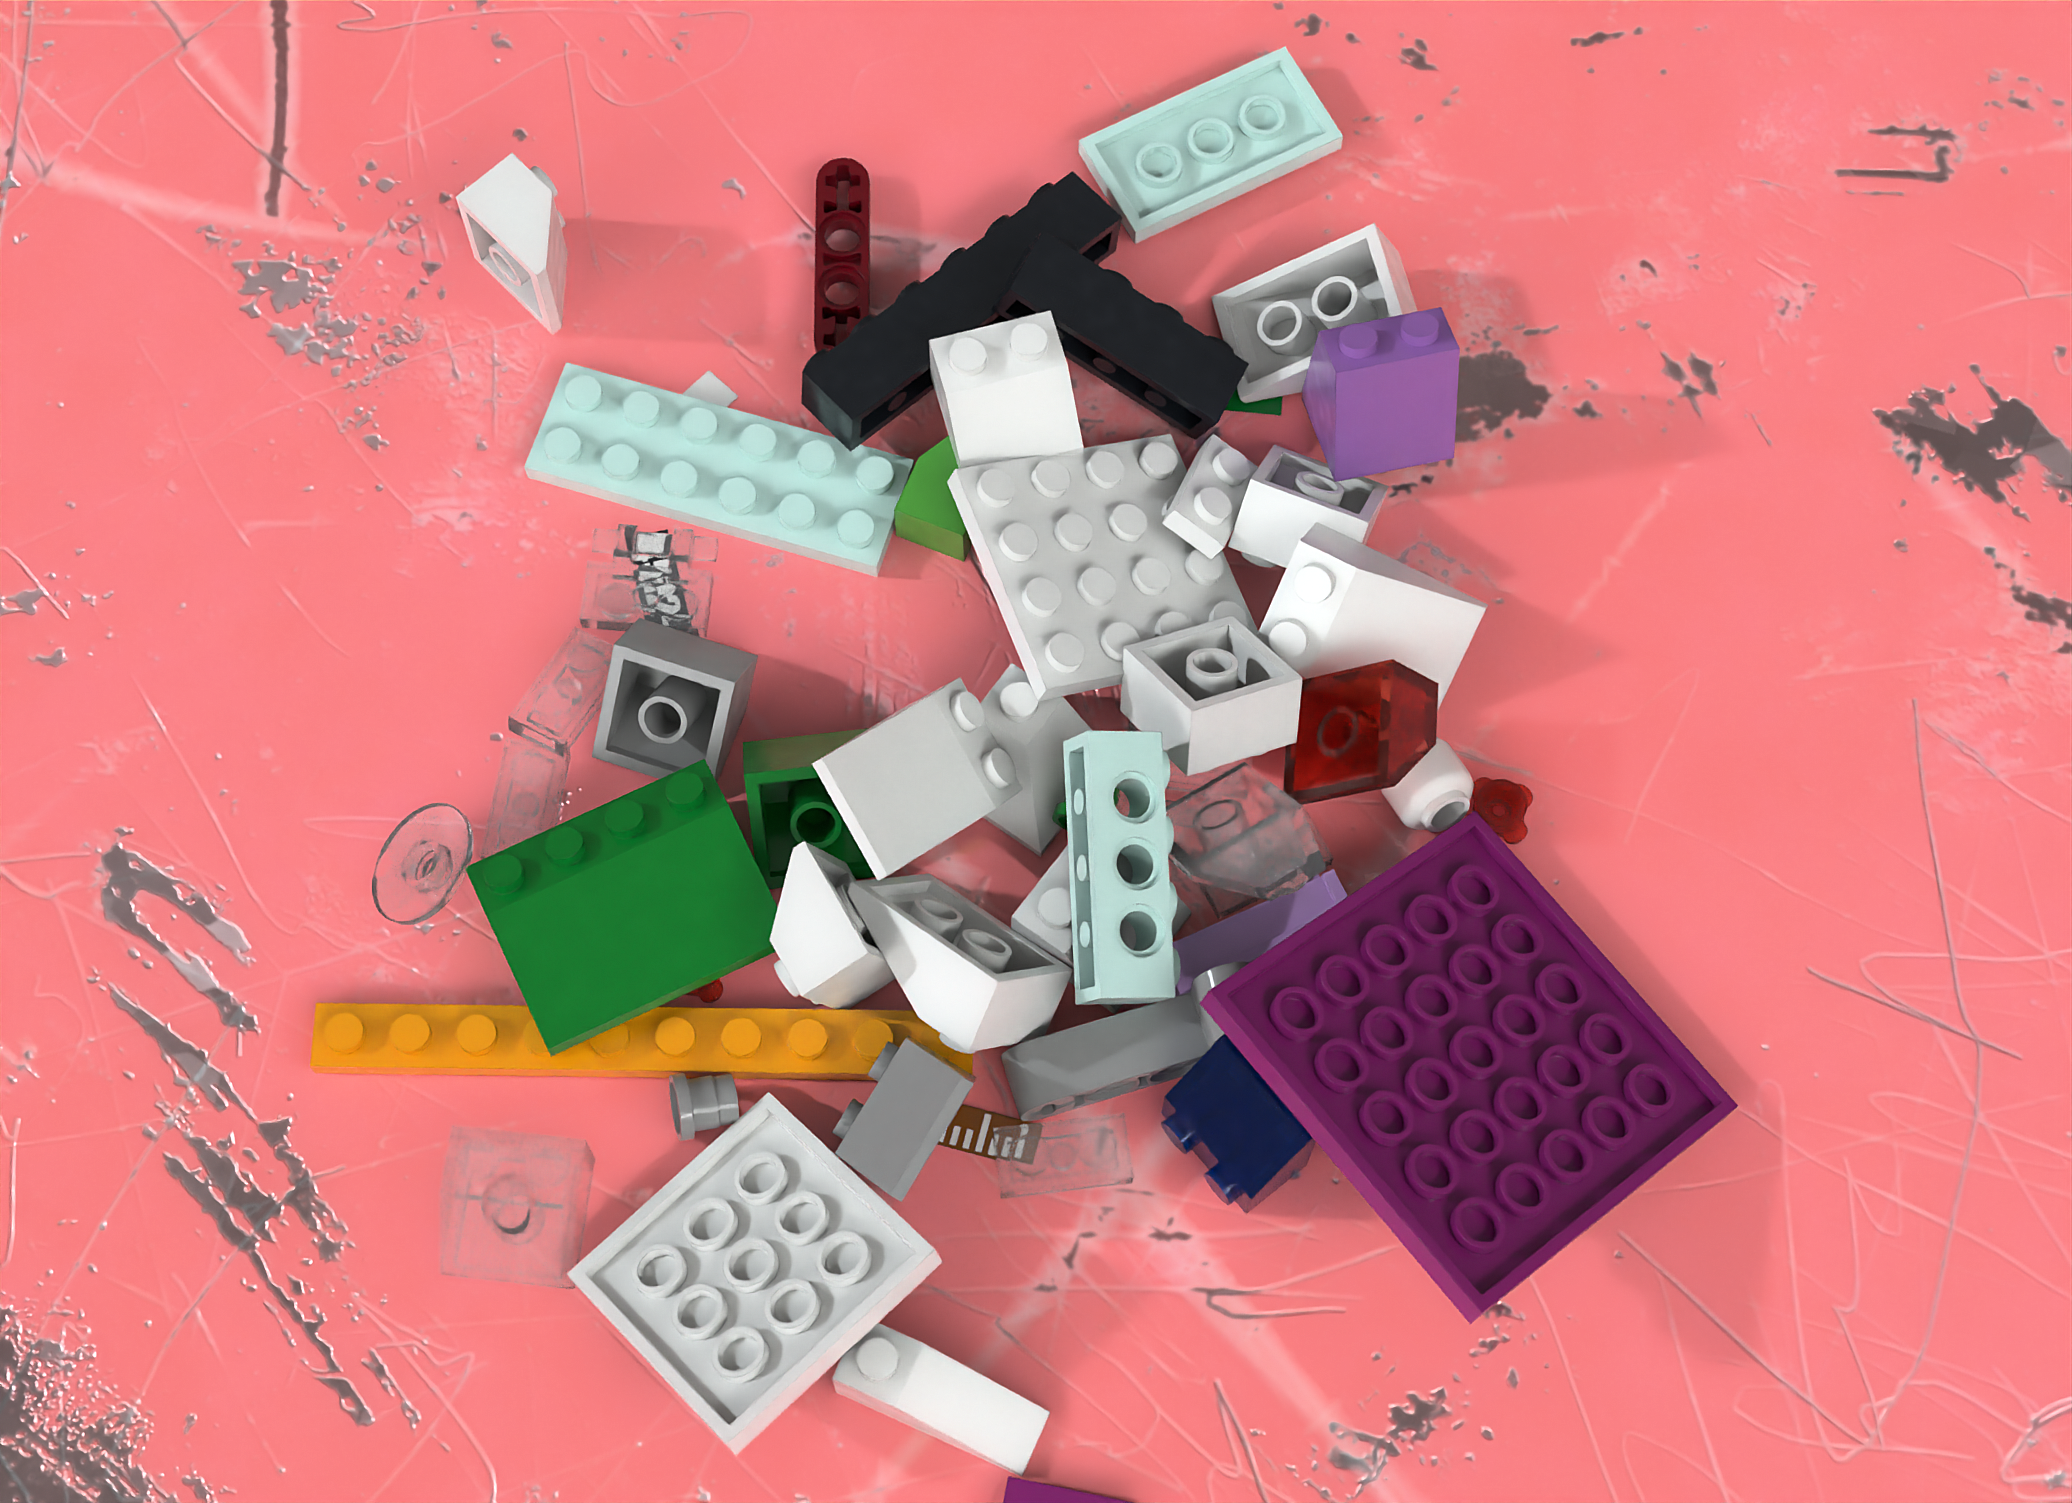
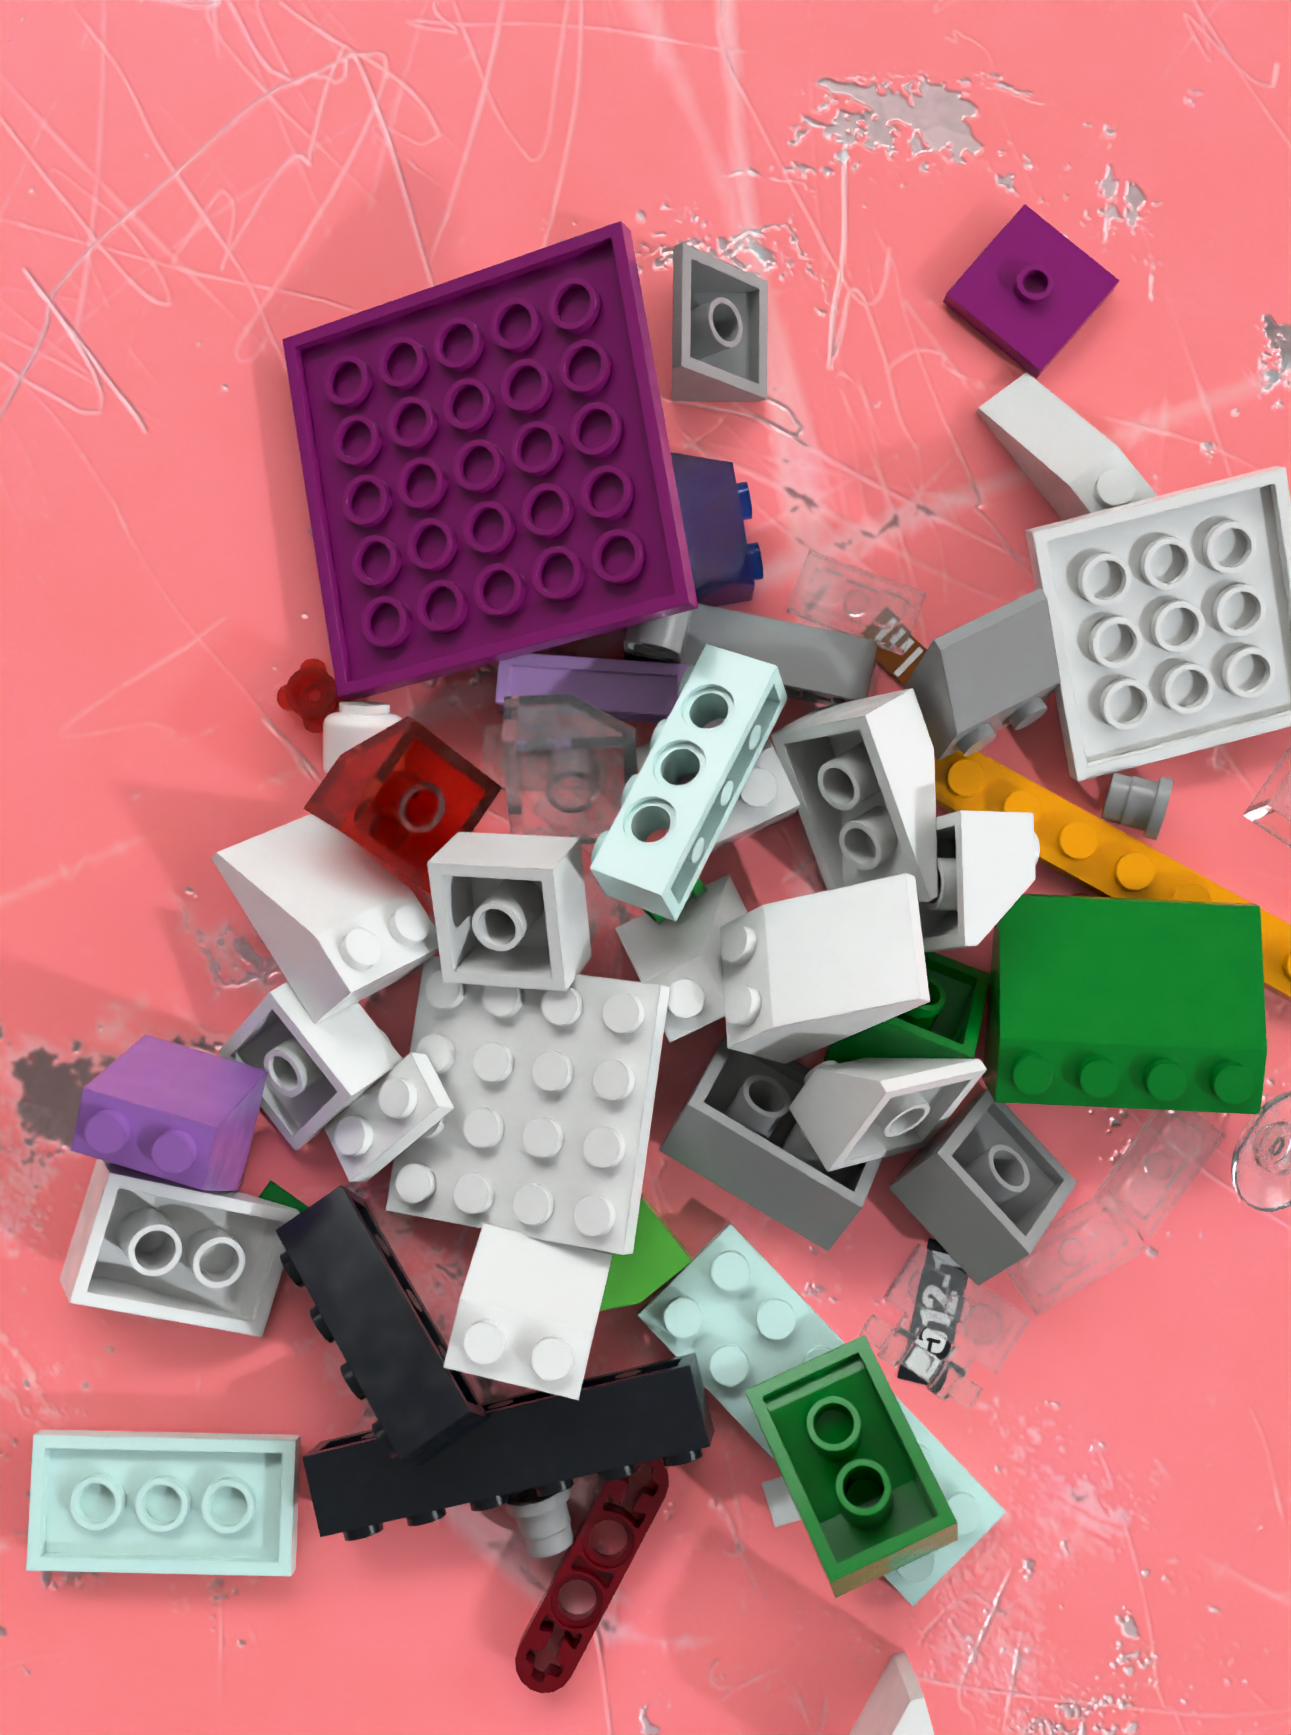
camera: 145 degrees left, 15 degrees up
(677, 423) = (852, 1466): none -> green slope
(806, 704) = (879, 1105): none -> white slope
(865, 649) = (749, 1143): none -> light grey slope
(897, 268) = (542, 1521): none -> light grey piece
(1343, 1338) = (717, 330): none -> light grey slope

